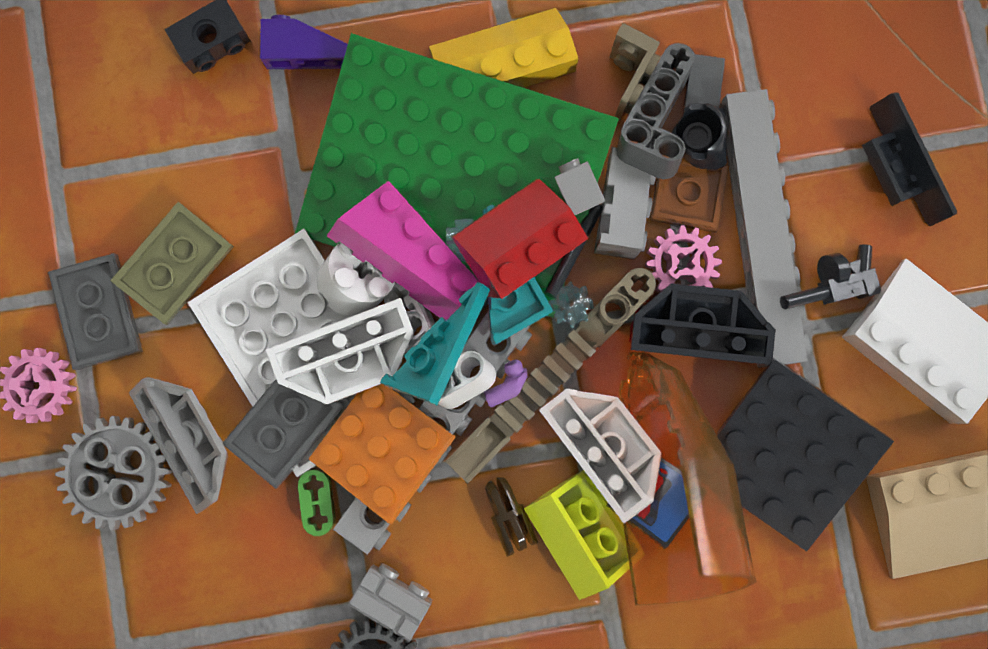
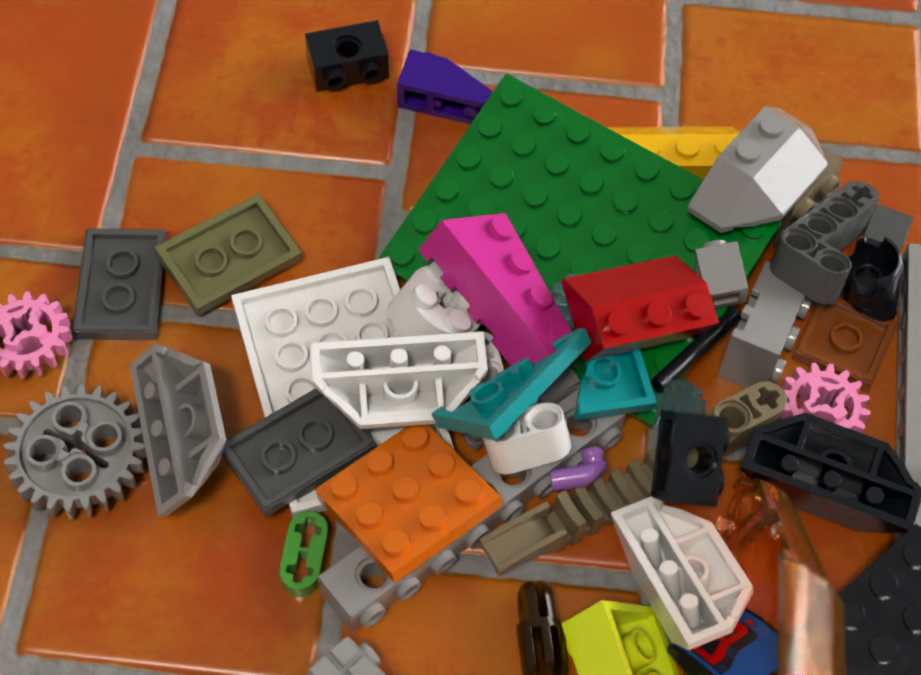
camera: 10 degrees right, 25 degrees down
(581, 339) = (677, 436): none -> black brick
(595, 79) = (760, 173): none -> light grey wedge

